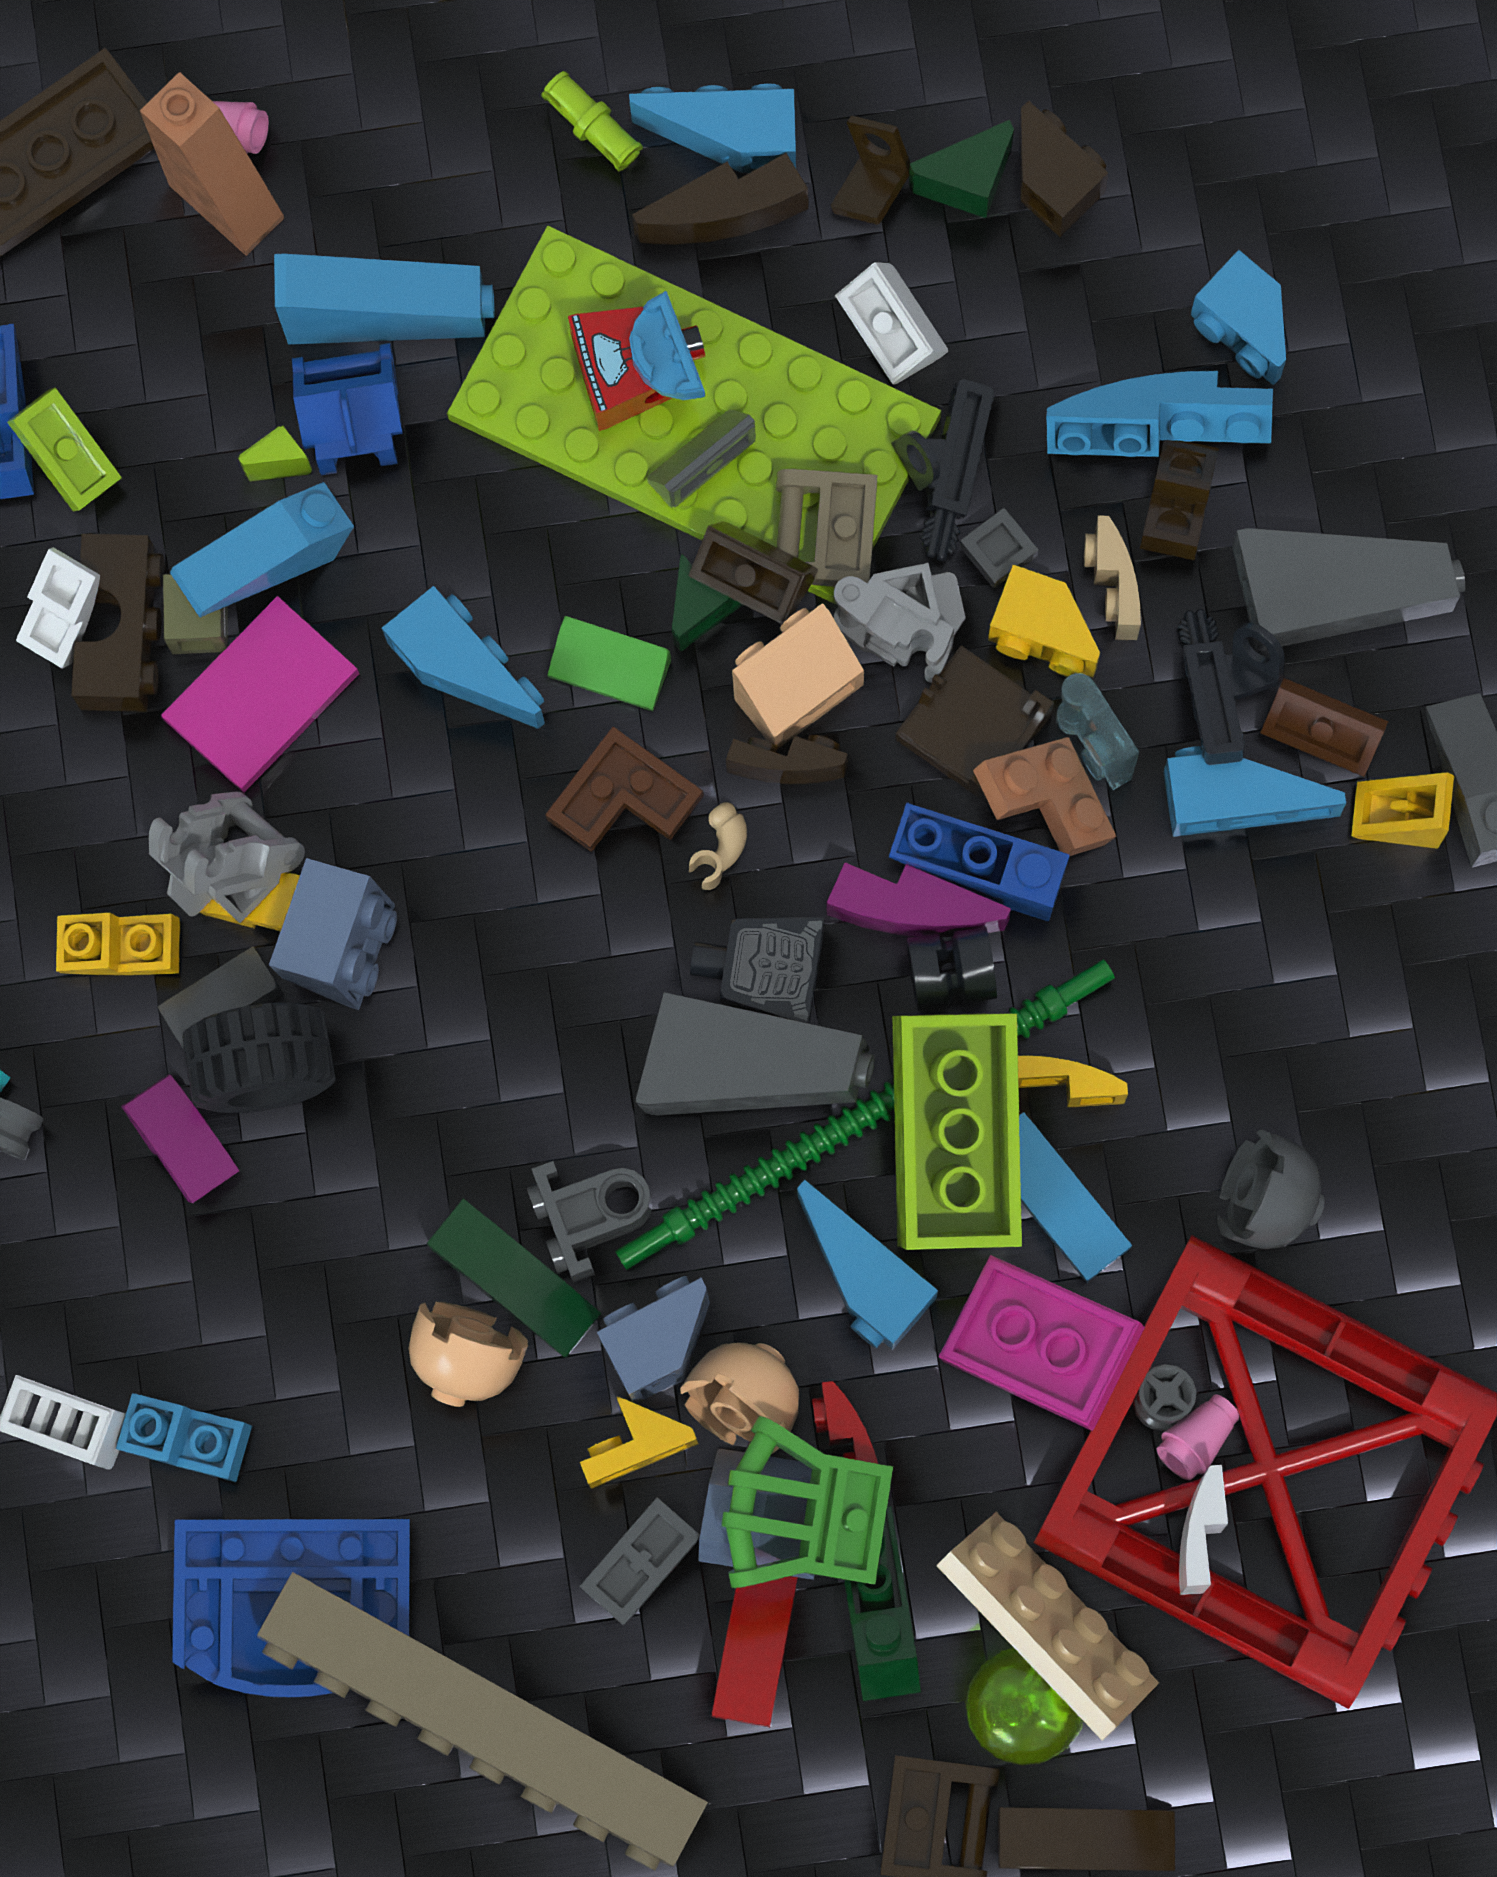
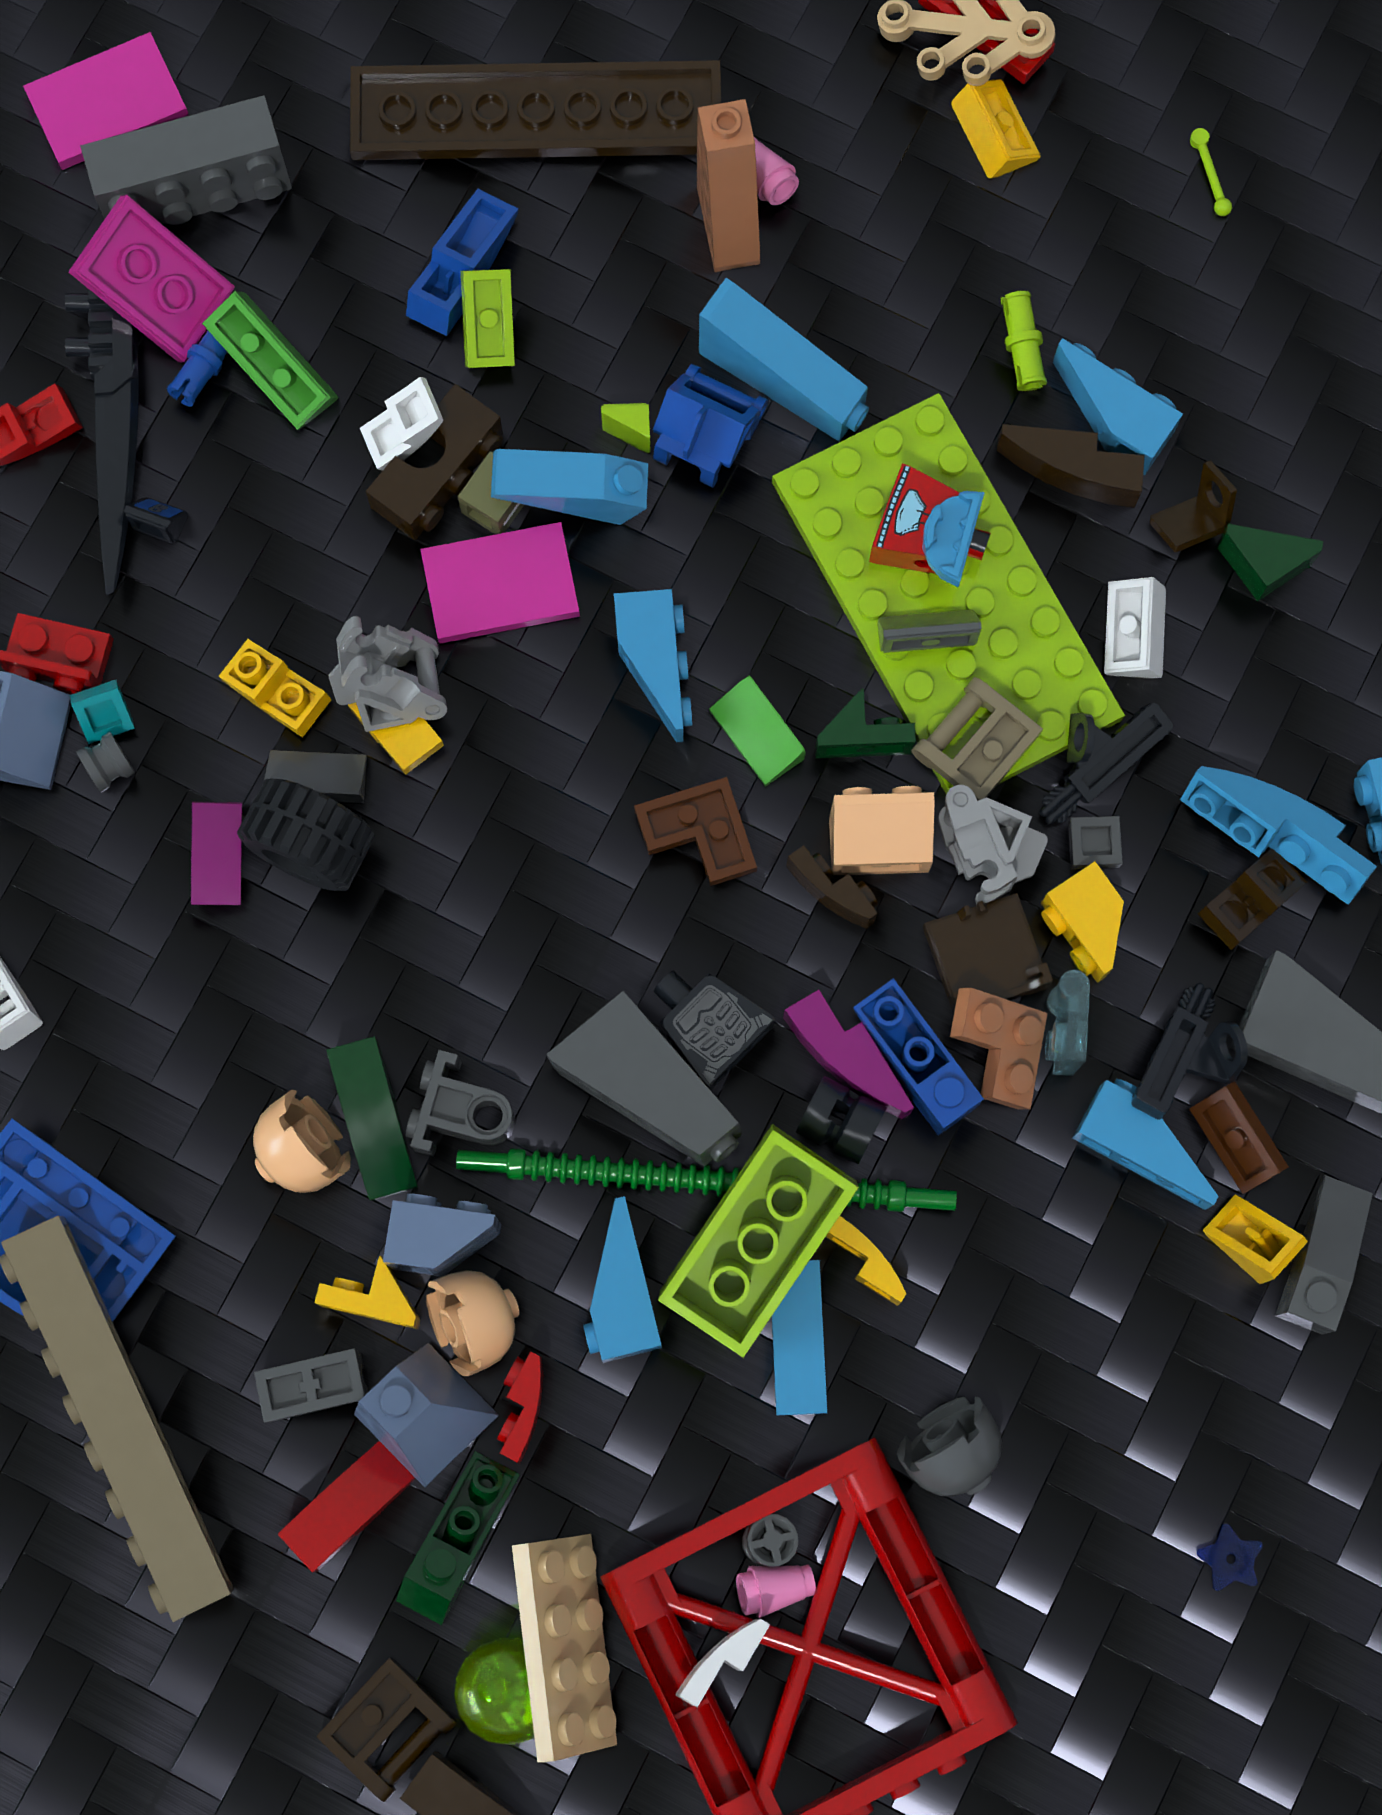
camera: 30 degrees right, 0 degrees up
(184, 1437) = (67, 1064): dark azure slope -> none
(334, 933) = (423, 785): sand blue slope -> none
(731, 841) = (754, 915): tan arm -> none
(752, 571) = (902, 735): dark brown slope -> none
(841, 1515) = (468, 1462): bright green plate -> none
(1041, 1342) = (710, 1437): dark pink tile -> none
(1055, 173) = (1331, 603): dark brown slope -> none
(1114, 567) = (1169, 908): tan slope -> none

